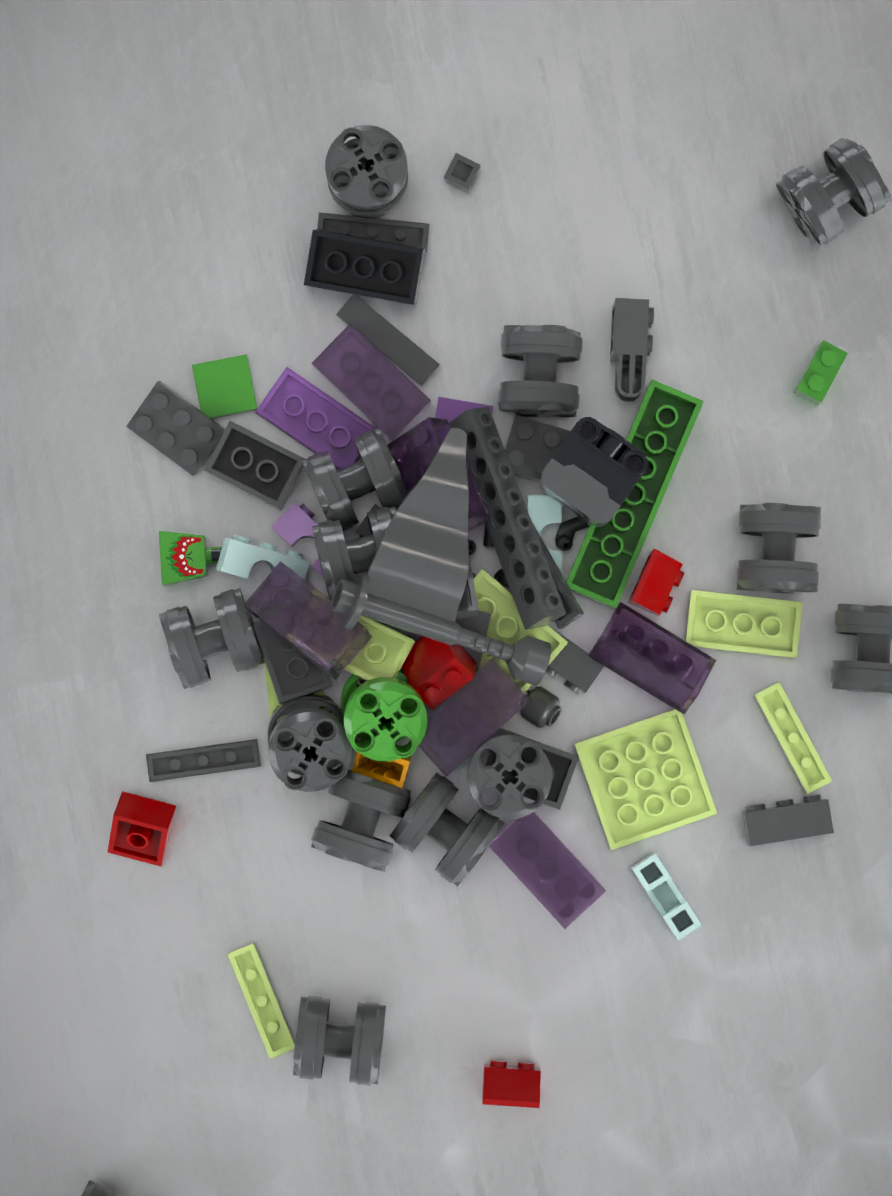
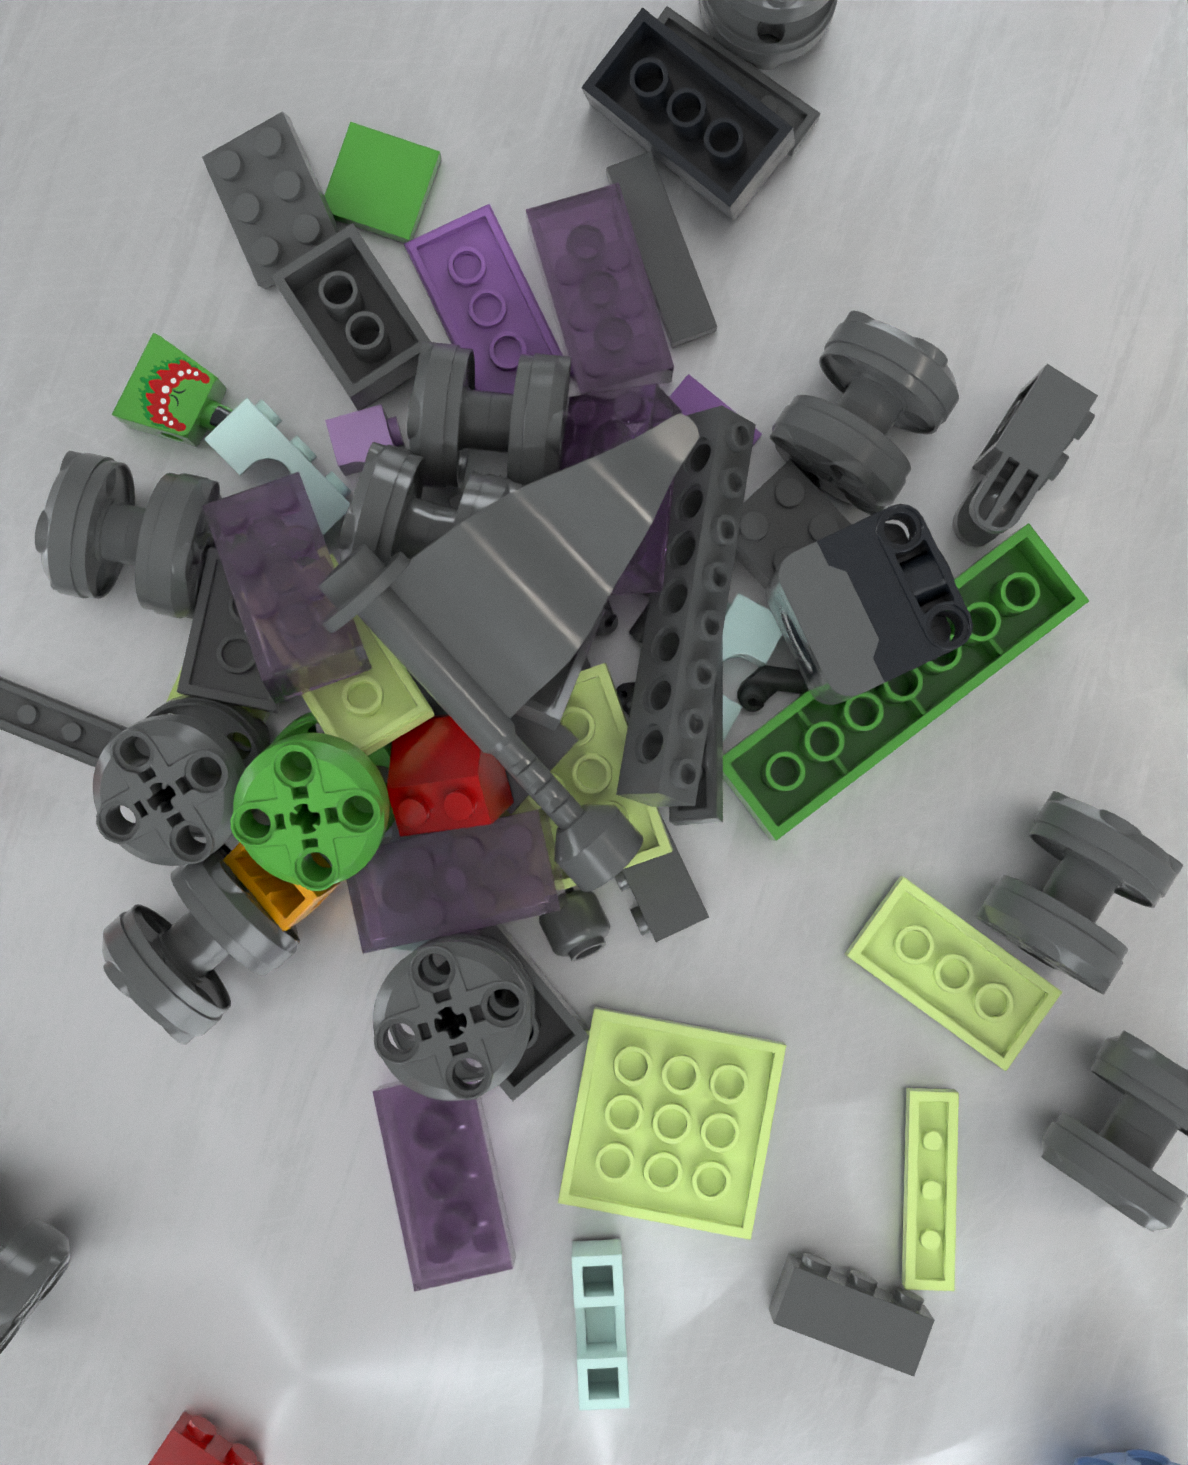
camera: 30 degrees right, 0 degrees up
(461, 171) = (912, 64): dark grey plate -> none
(463, 841) = (336, 1064): dark grey piece -> none
(652, 658) = (787, 950): clear purple brick -> none
(656, 583) = (857, 835): red slope -> none

